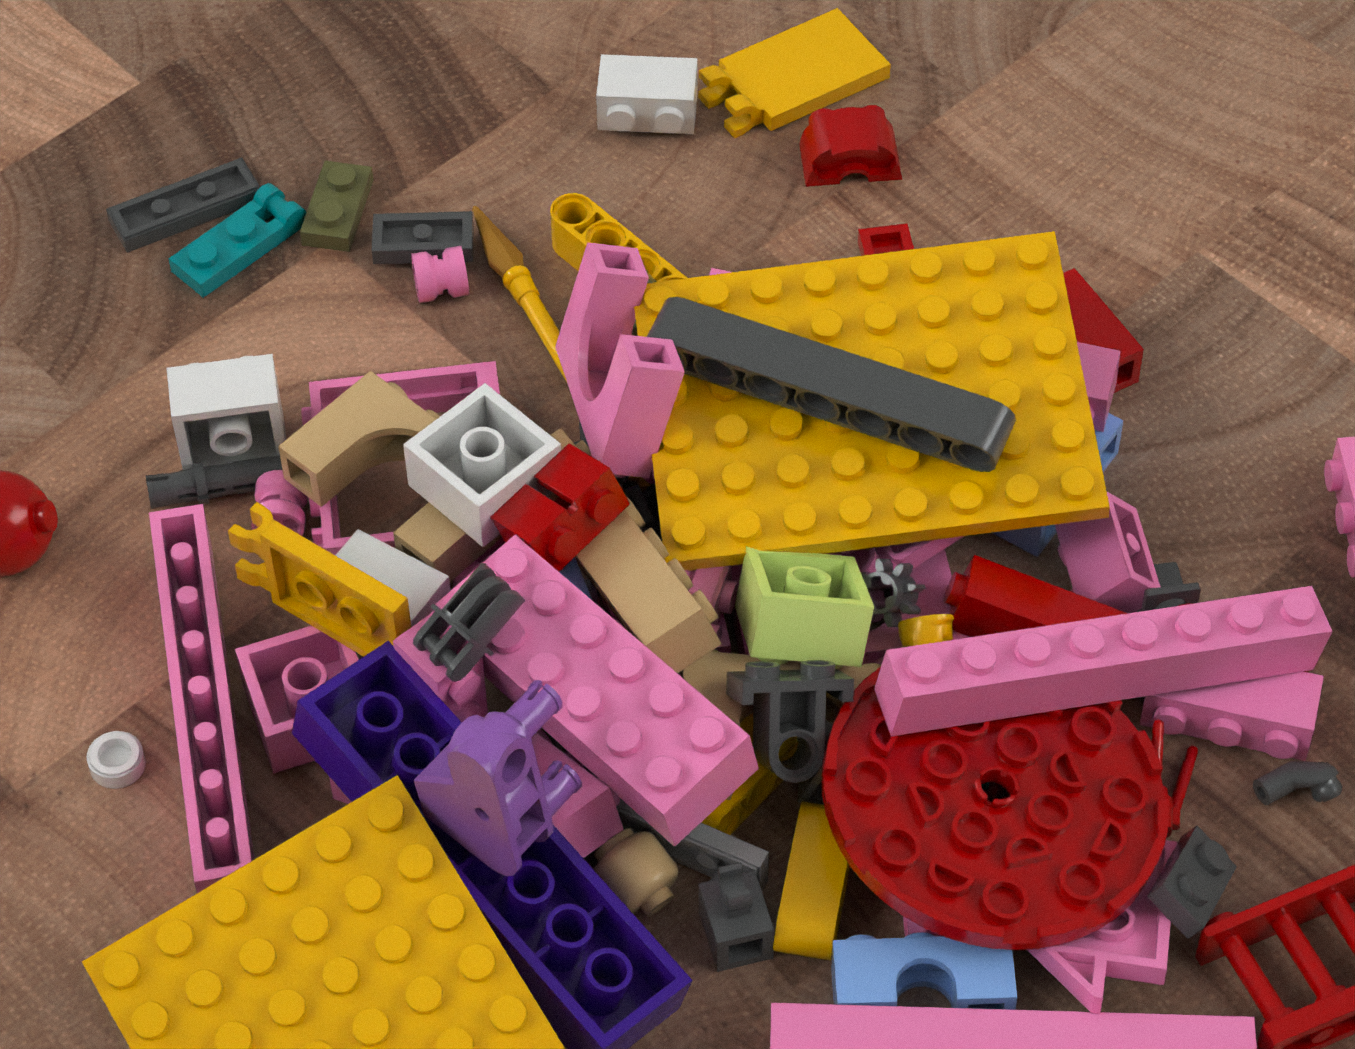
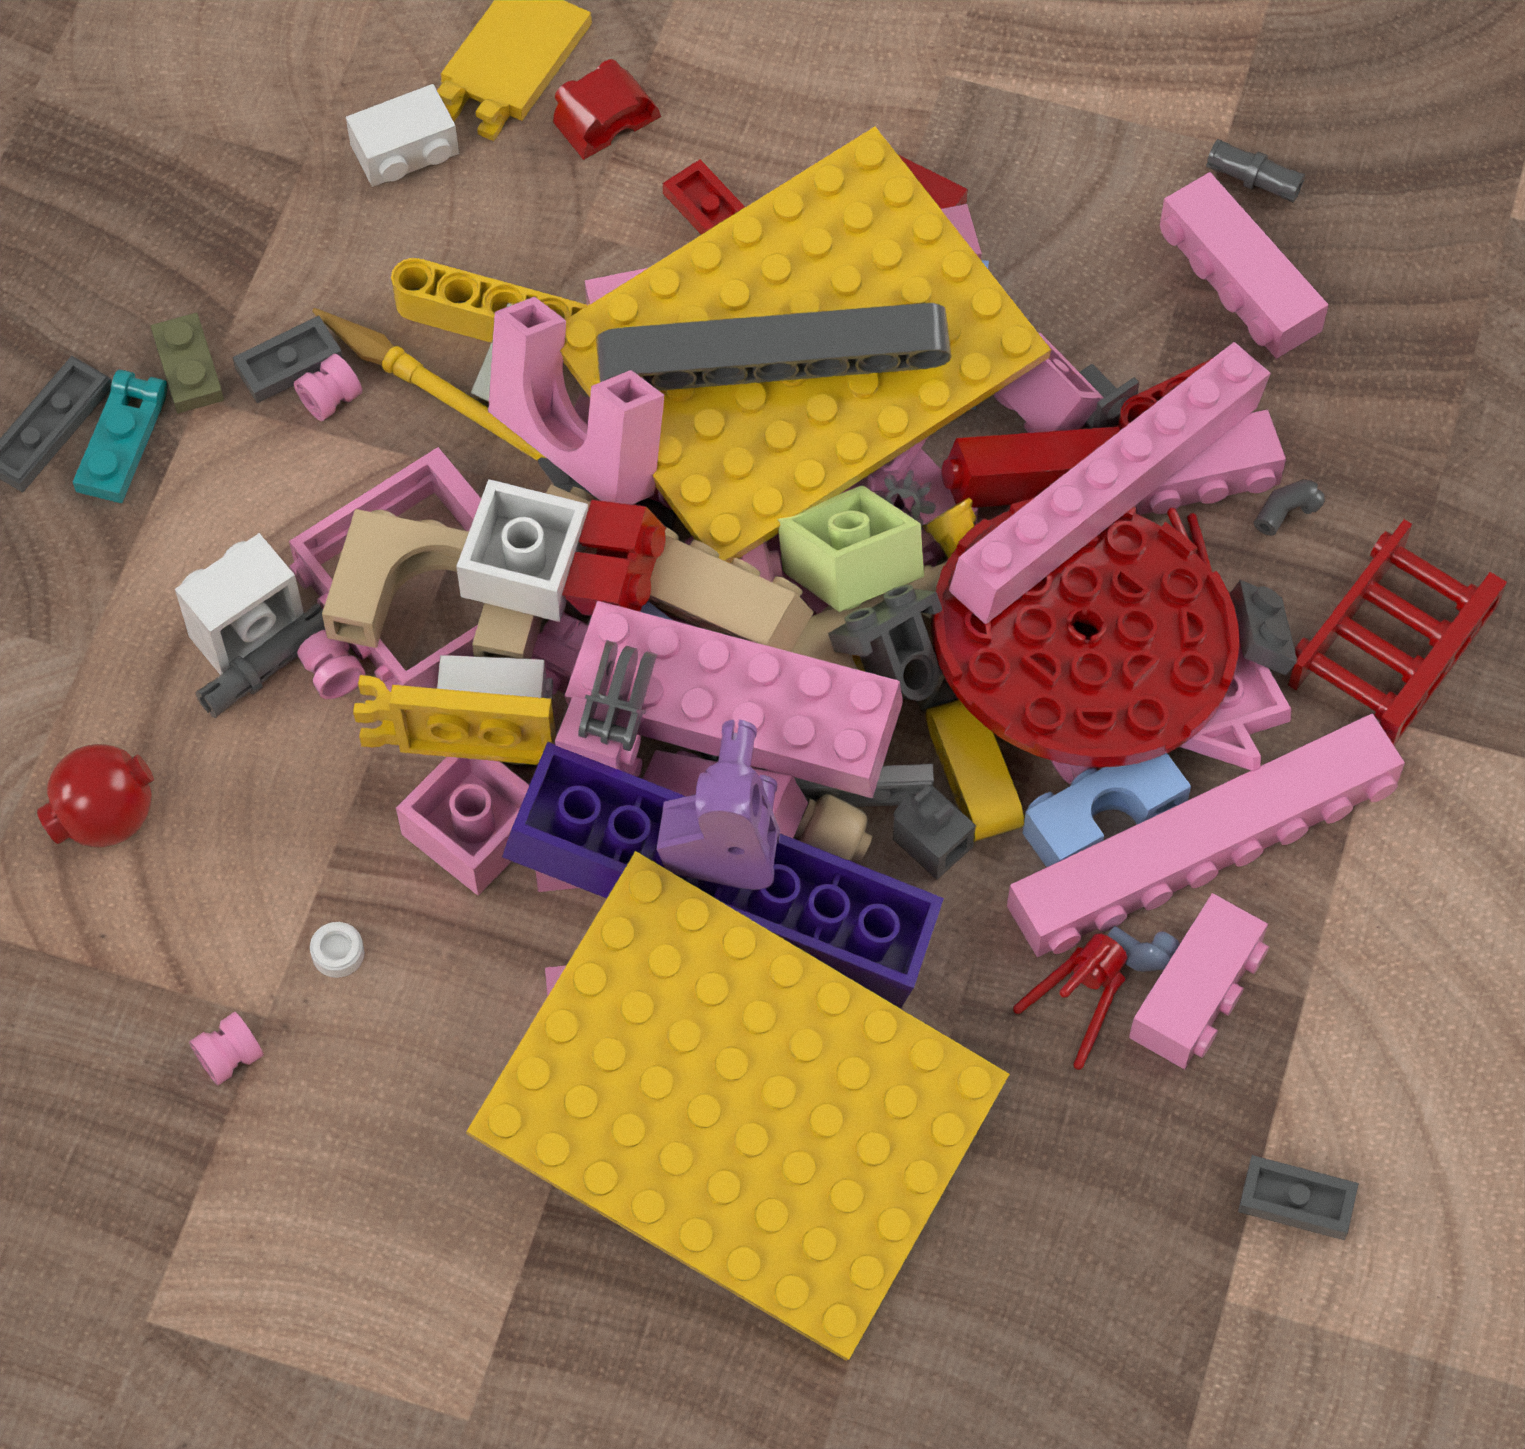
camera: 30 degrees left, 10 degrees up
(201, 695) = (392, 869): bright pink brick -> none

